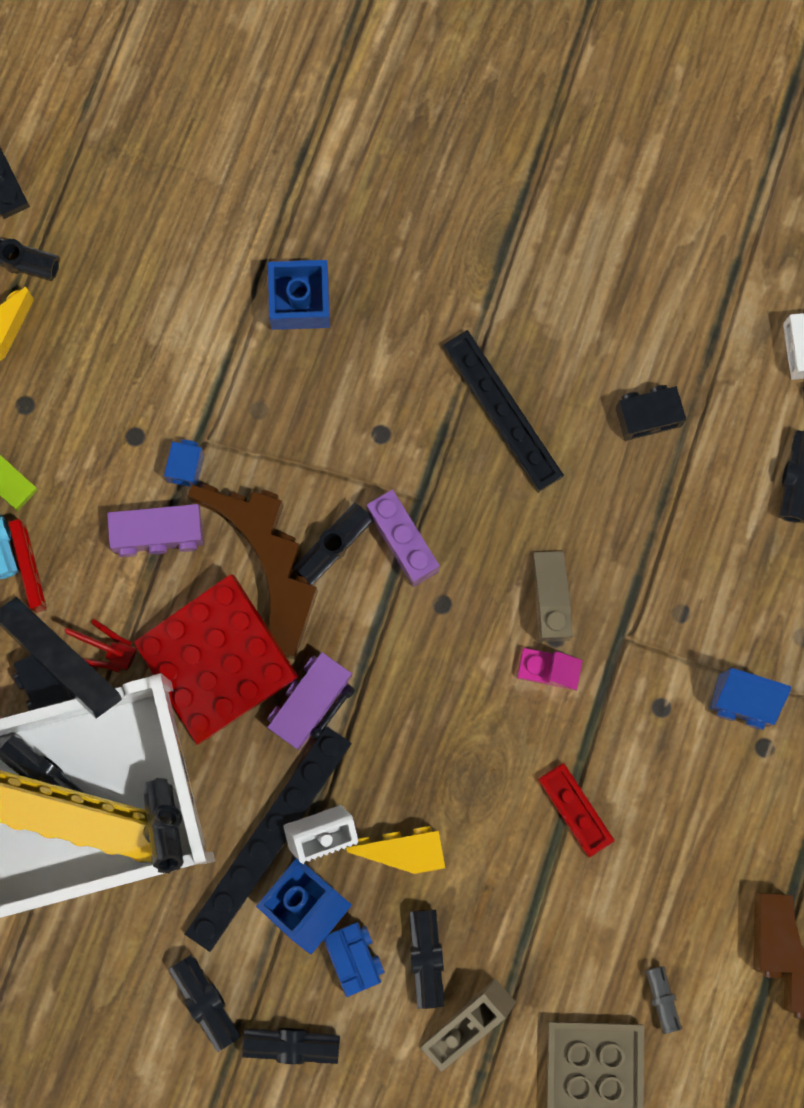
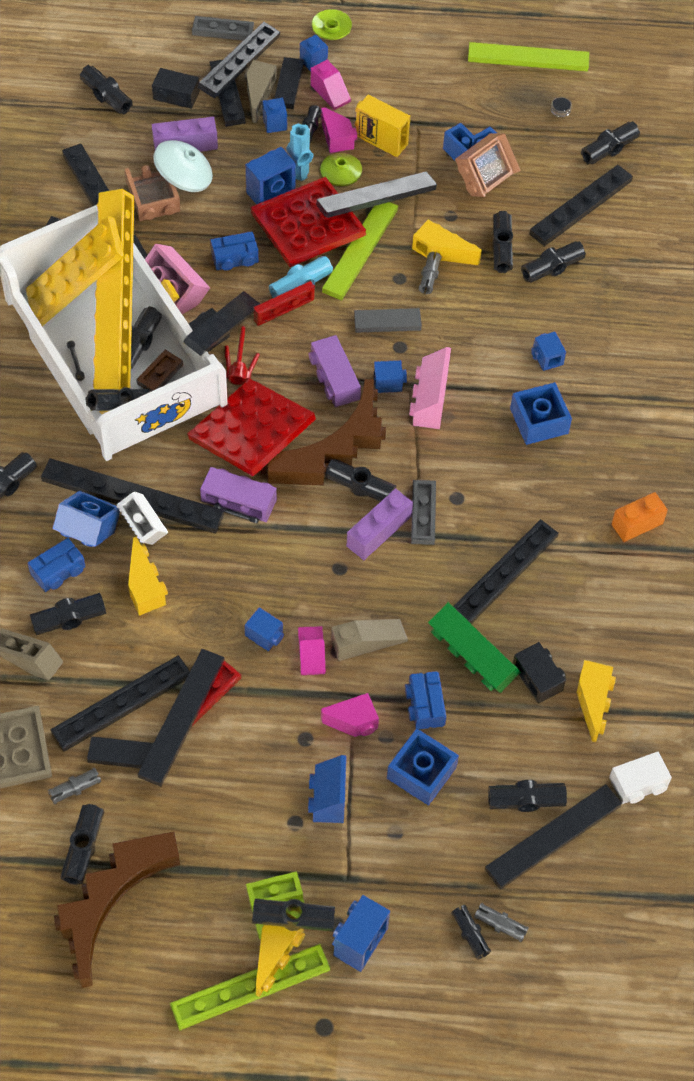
camera: 75 degrees right, 20 degrees down
(32, 363) = (430, 273): none -> dark grey pin
(64, 203) = (553, 261): none -> black piece
(72, 867) = (79, 374): none -> black hinge
(91, 440) = (387, 320): none -> dark grey tile
(106, 759) = (160, 371): none -> reddish brown plate
(202, 255) = (548, 351): none -> blue brick
(224, 416) = (431, 389): none -> bright pink slope
(384, 477) = (423, 512): none -> dark grey tile
(475, 229) = (639, 517): none -> orange brick
(513, 718) = (264, 629): none -> blue brick
(563, 918) = (120, 703): none -> black tile
(603, 477) = (474, 648): none -> green brick
(608, 849) = (181, 717): none -> black tile
(633, 926) = (118, 752): none -> black tile
(654, 553) = (426, 700): none -> blue brick
(654, 643) = (352, 716): none -> dark pink slope
(690, 360) = (592, 694): none -> yellow slope
(743, 583) = (422, 766): none -> blue brick
(761, 1014) = (79, 858): none -> black piece

